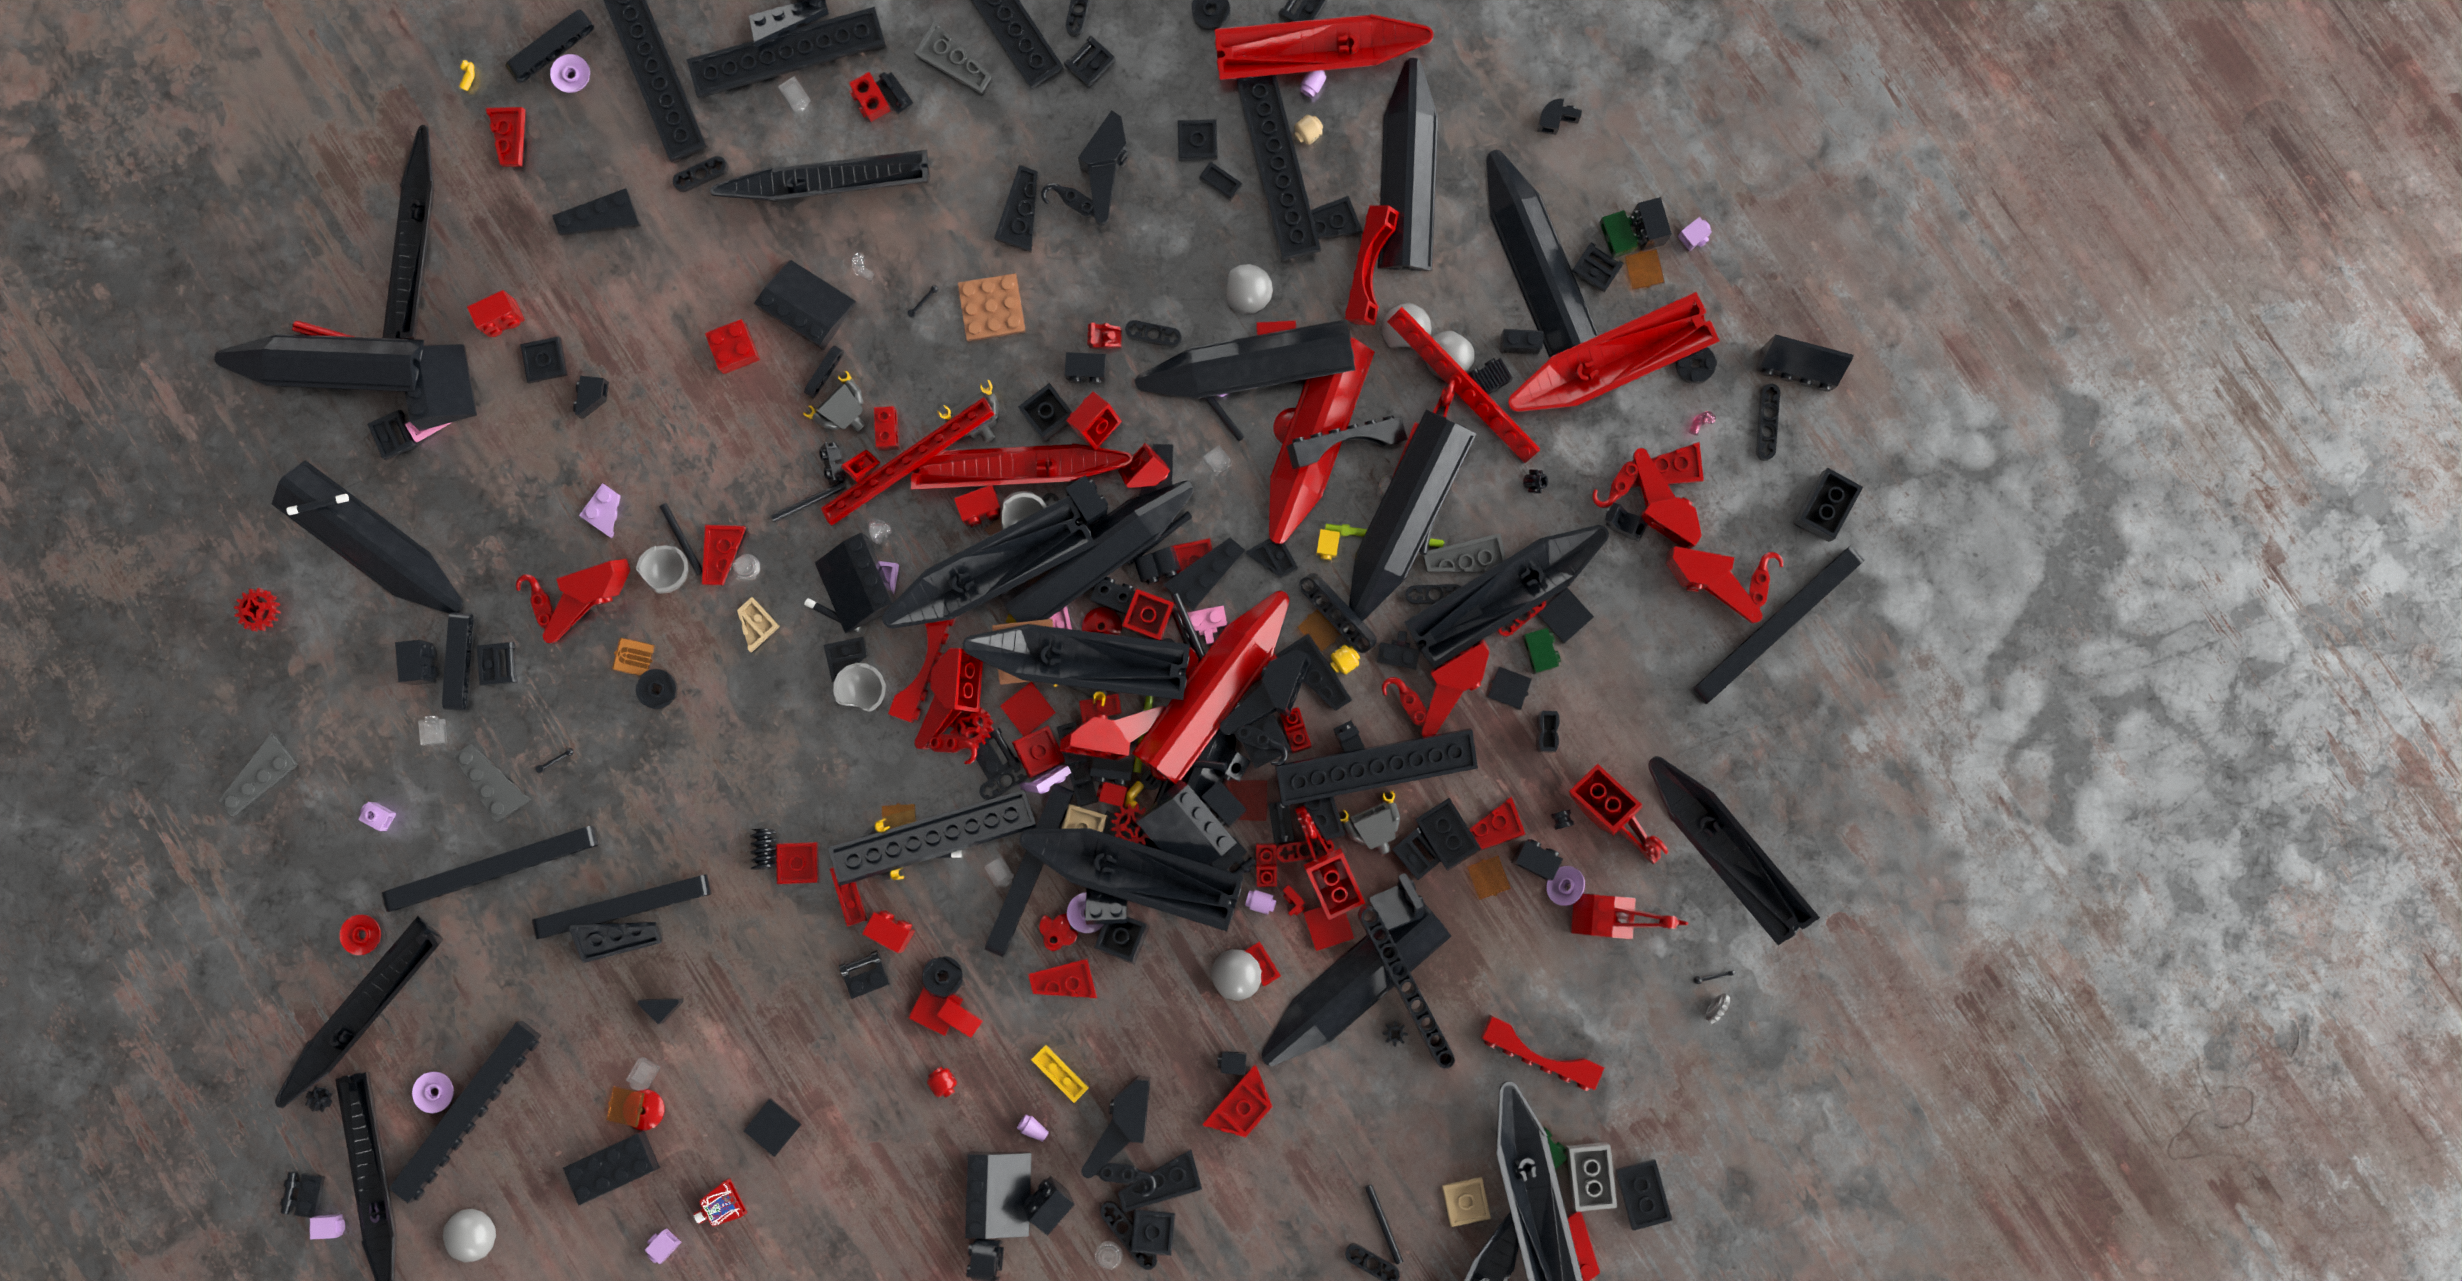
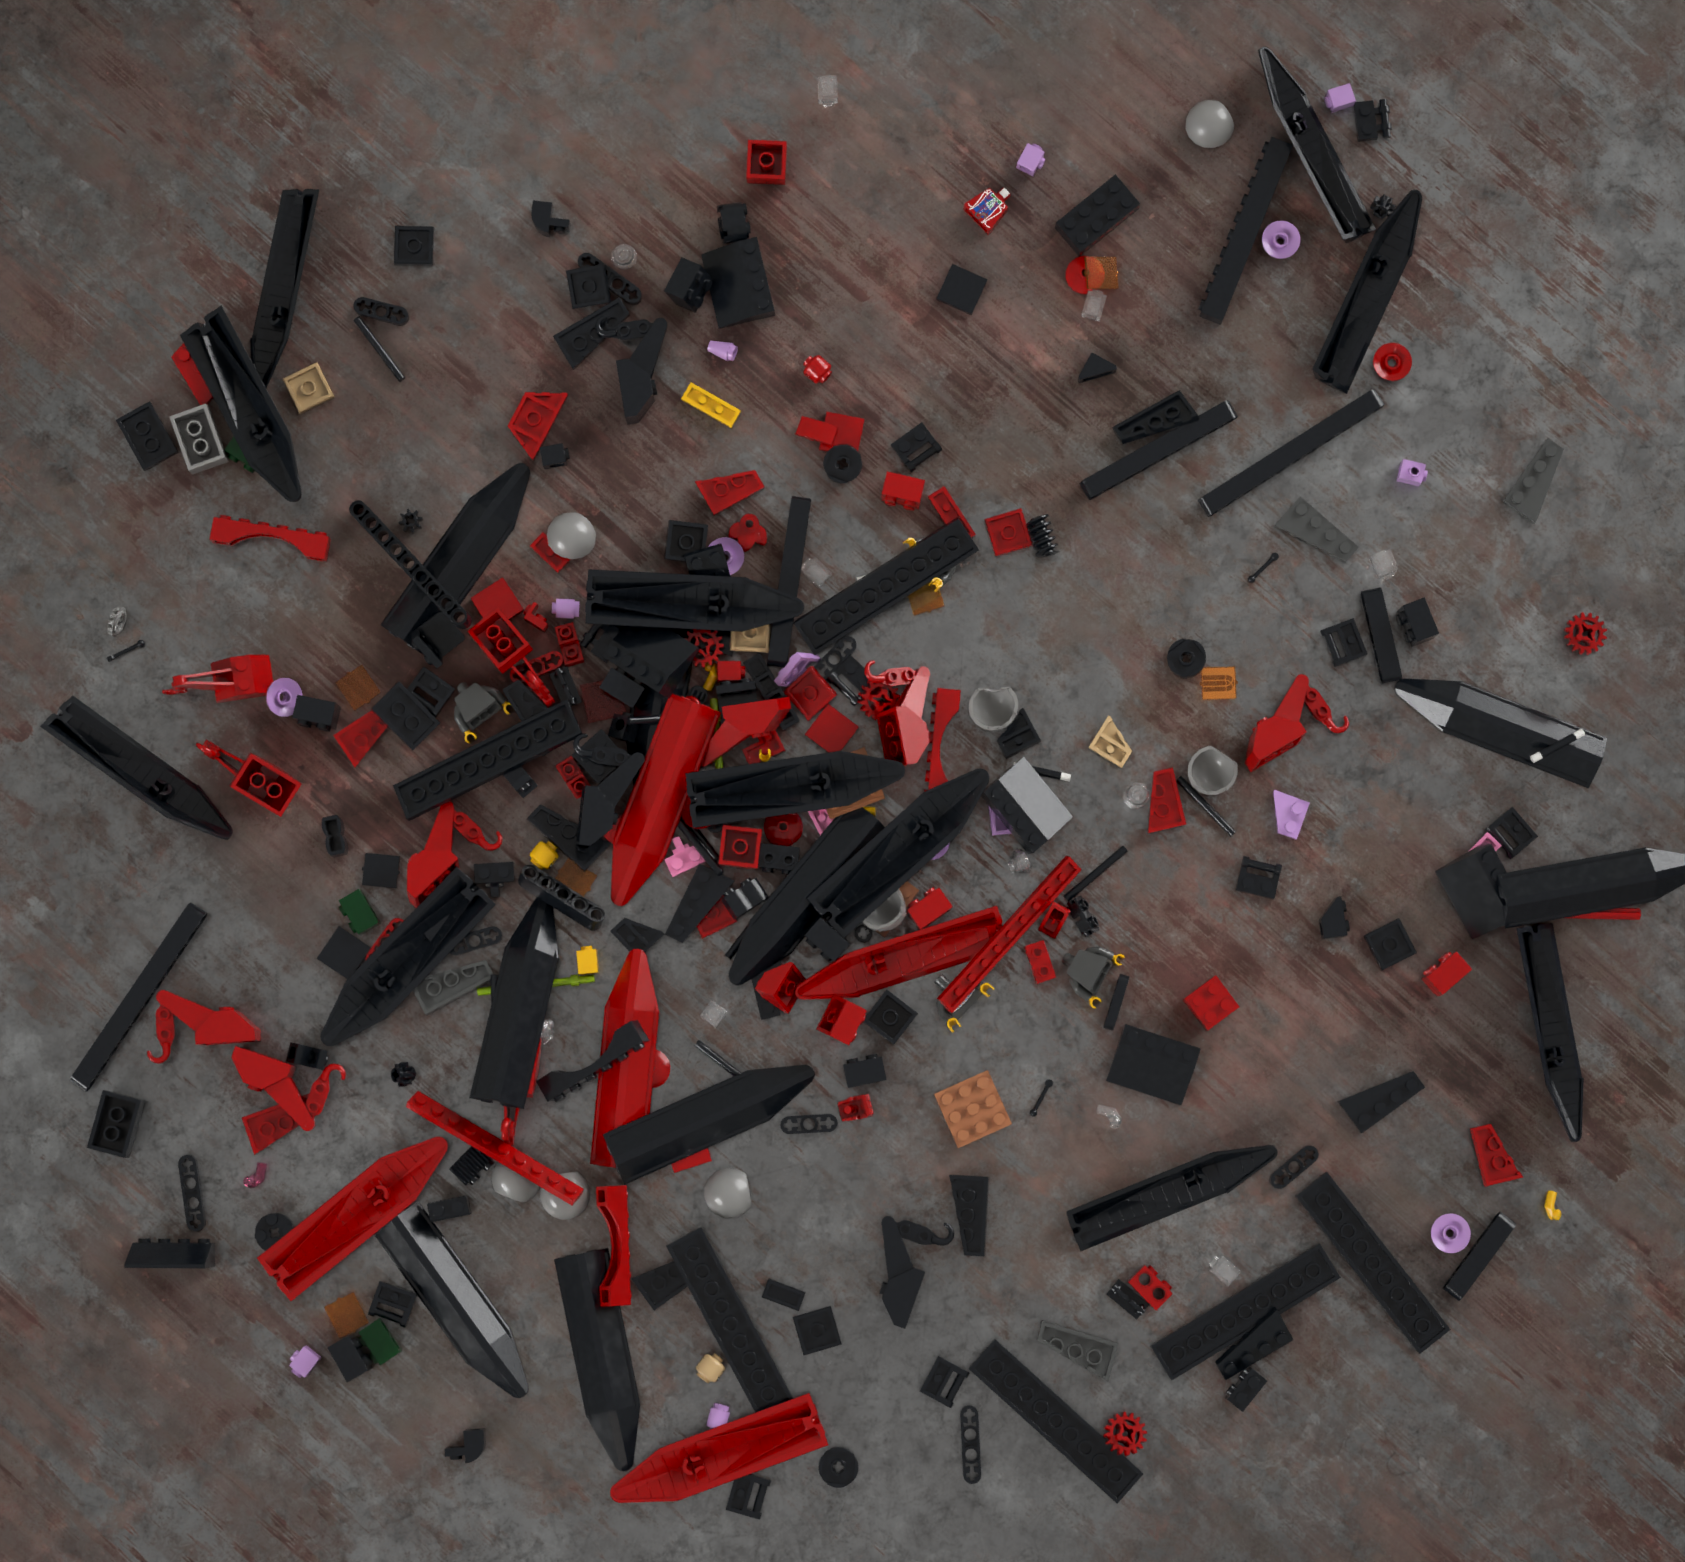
camera: 165 degrees right, 0 degrees up
(654, 450) = (1258, 884): none -> black plate
(1562, 819) = (301, 758): black wheel -> none

